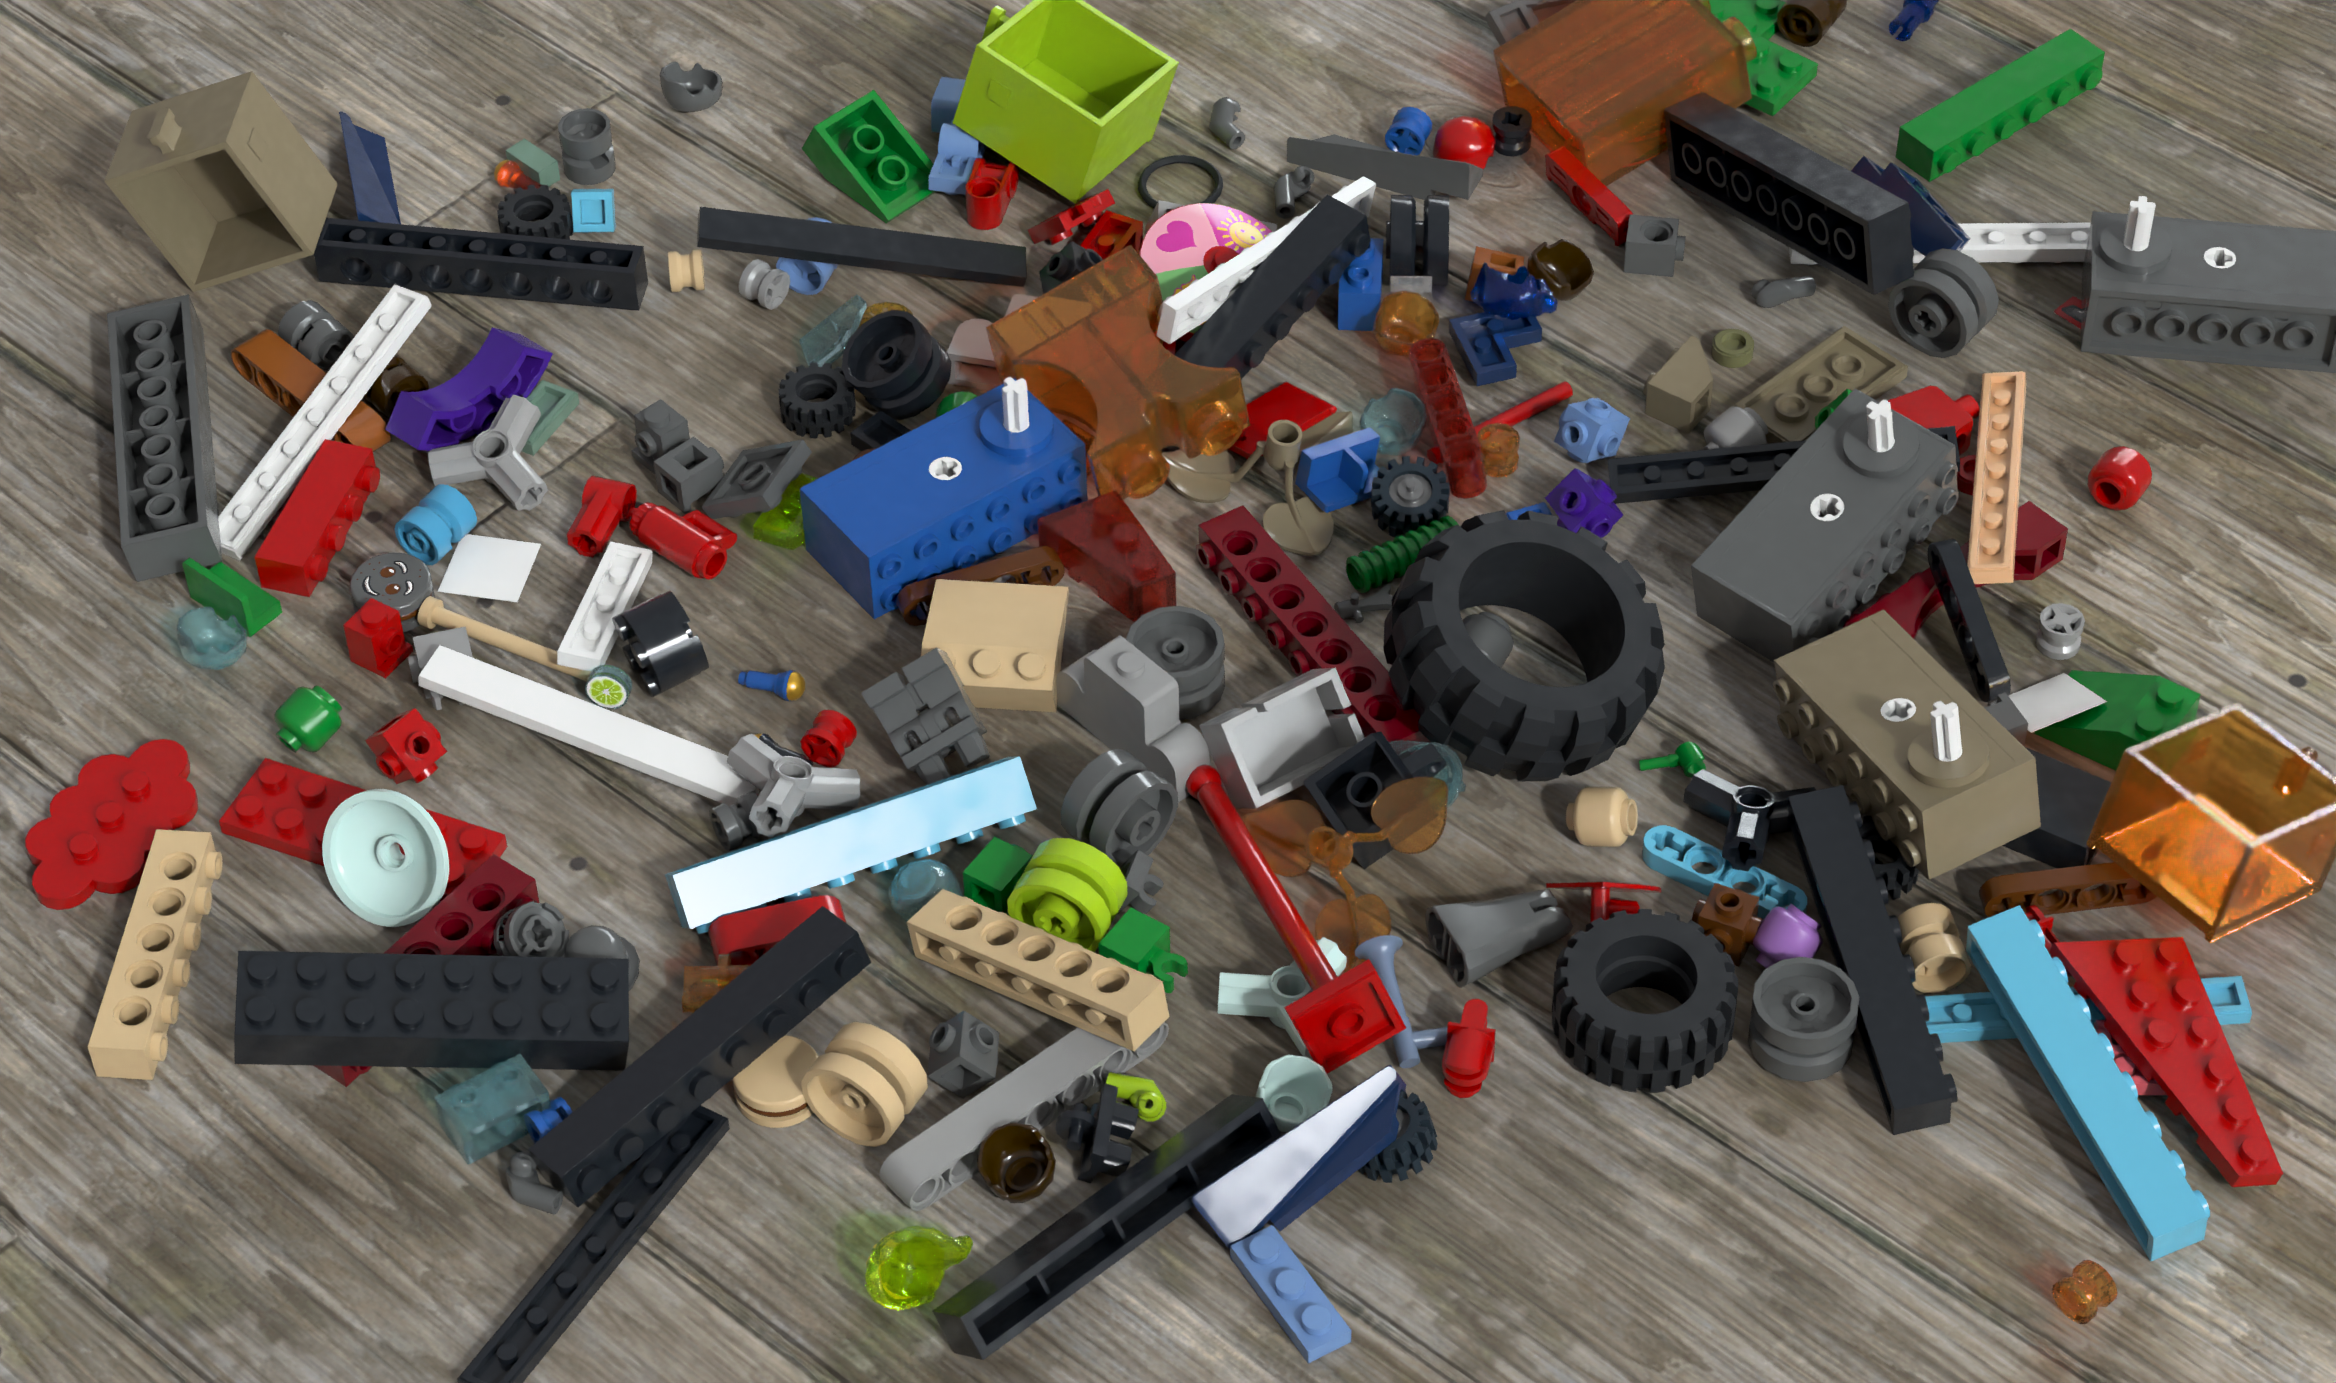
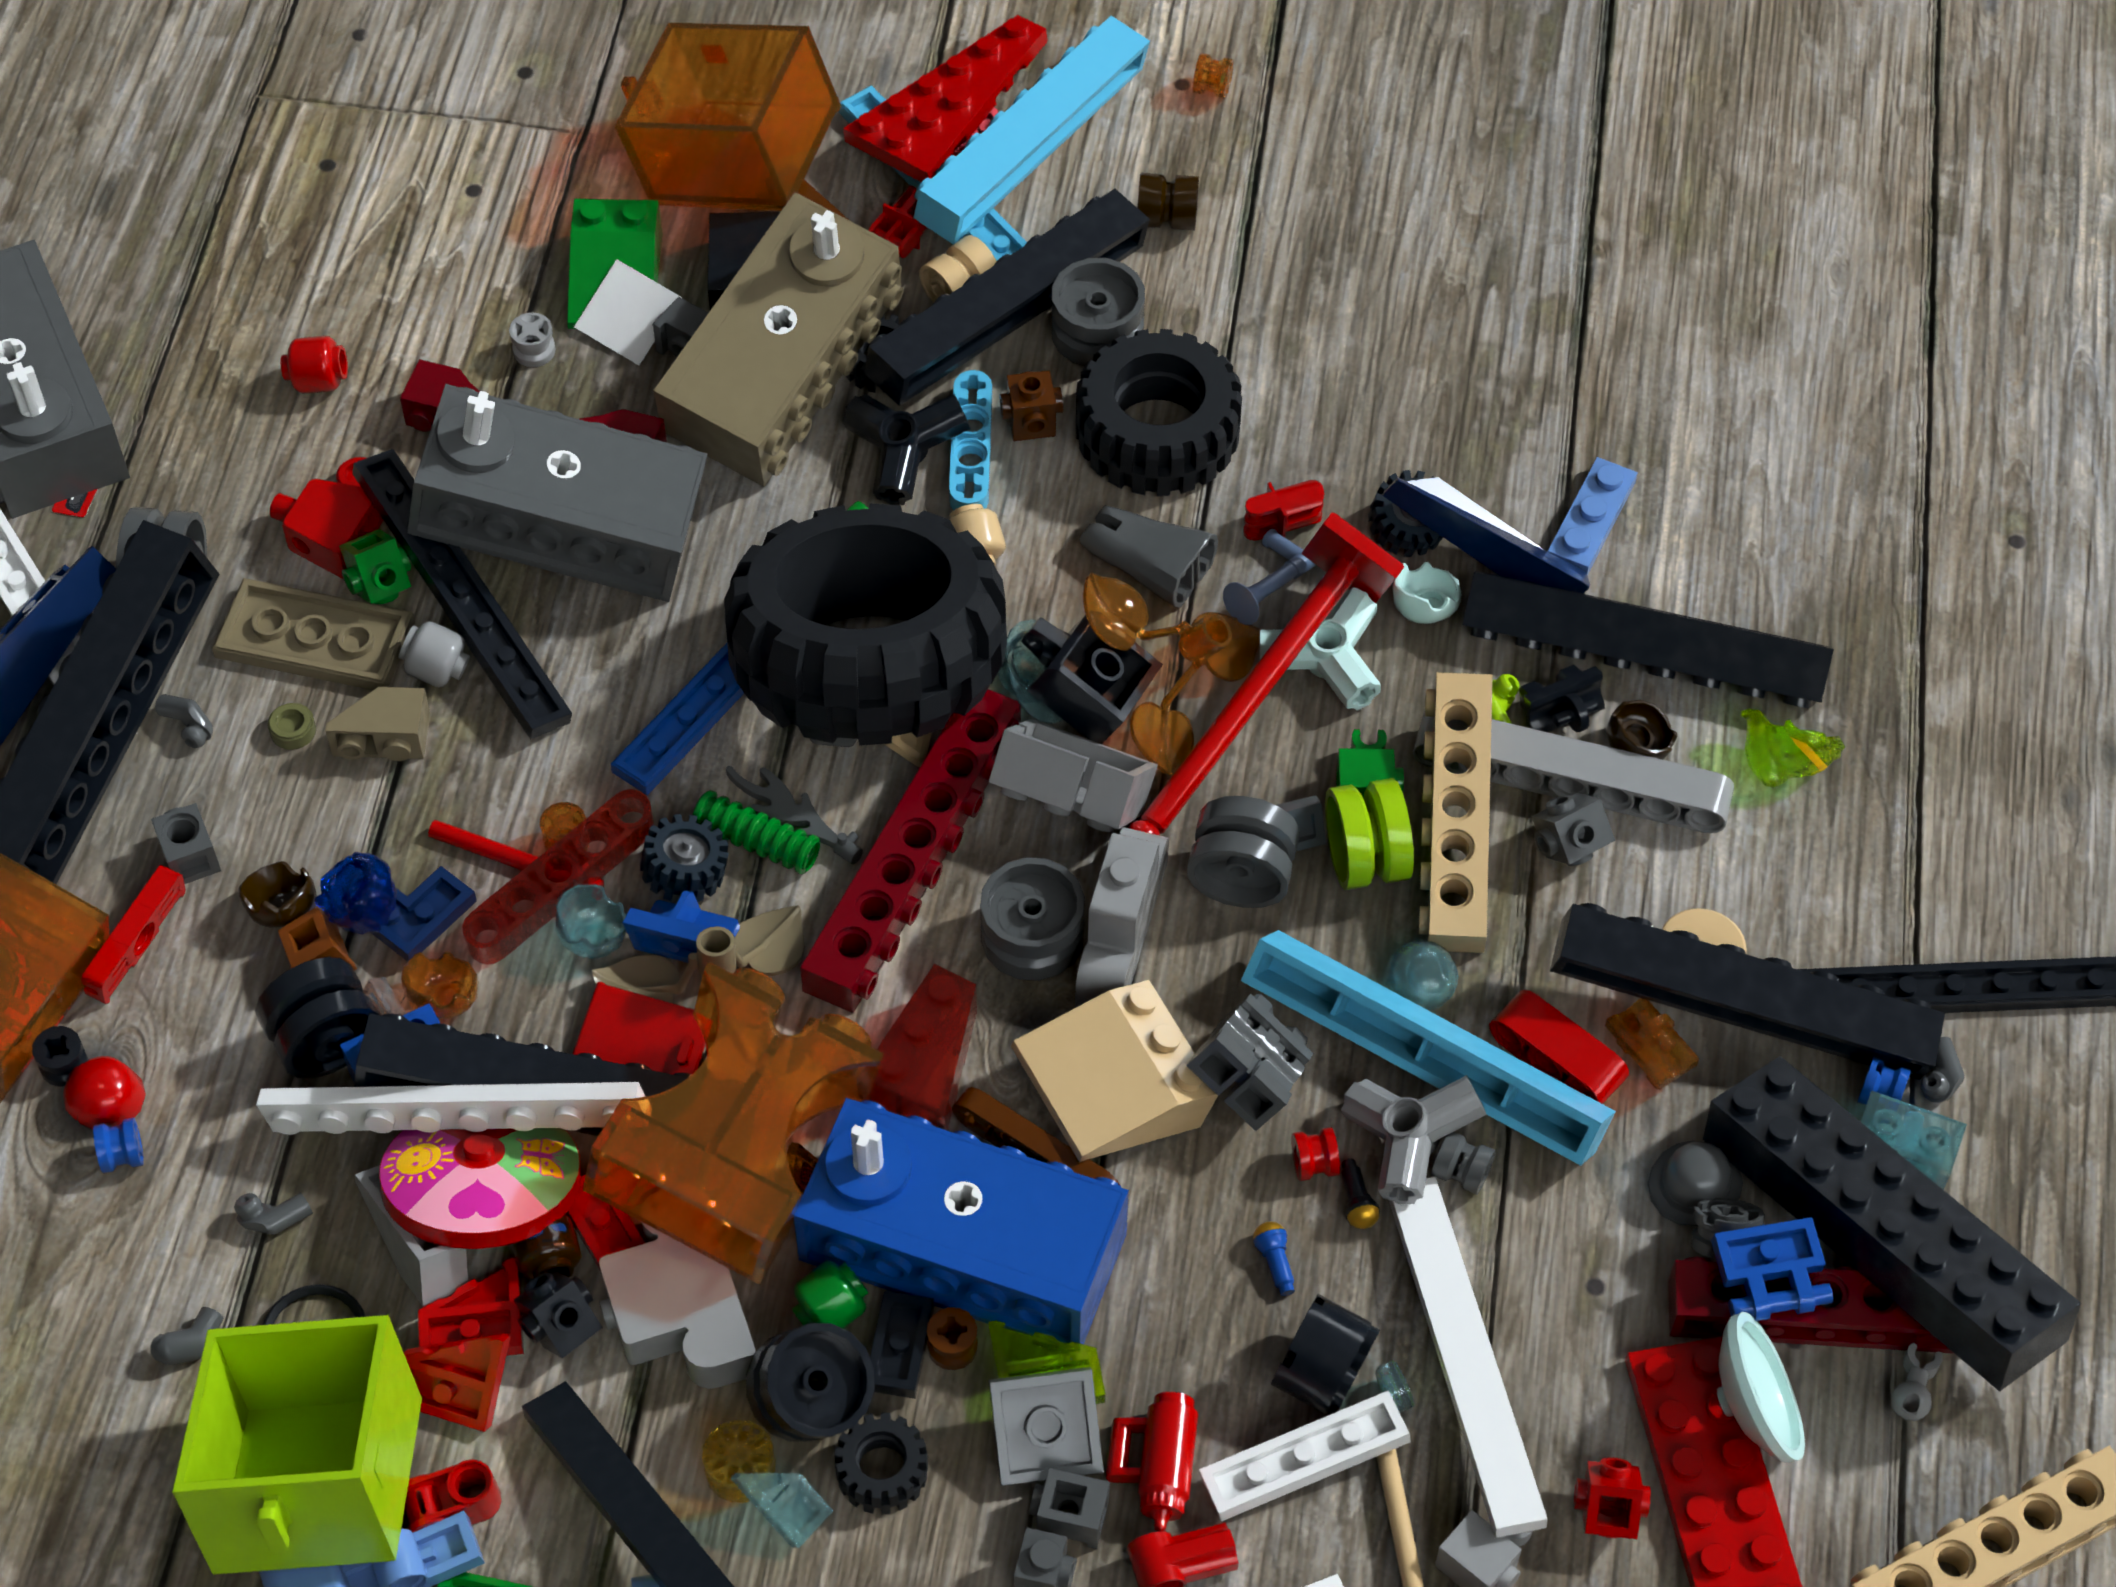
camera: 125 degrees left, 10 degrees up
(475, 912) = (1772, 1253): none -> blue plate
(864, 1084) = (1672, 861): tan wheel -> none
(995, 874) = (1367, 921): green brick -> none
(1385, 167) = (180, 1136): dark grey wedge -> none
(1584, 503) = (610, 715): dark purple brick -> none
(1591, 430) = (500, 758): medium blue brick -> none
(1601, 903) = (1056, 490): red shield -> none
(1786, 936) = (1018, 353): medium lavender head -> none
(1920, 1153) = (1169, 201): none -> dark brown wheel
(1968, 619) = (584, 377): black beam -> none
(1997, 478) = (384, 429): light nougat tile -> none

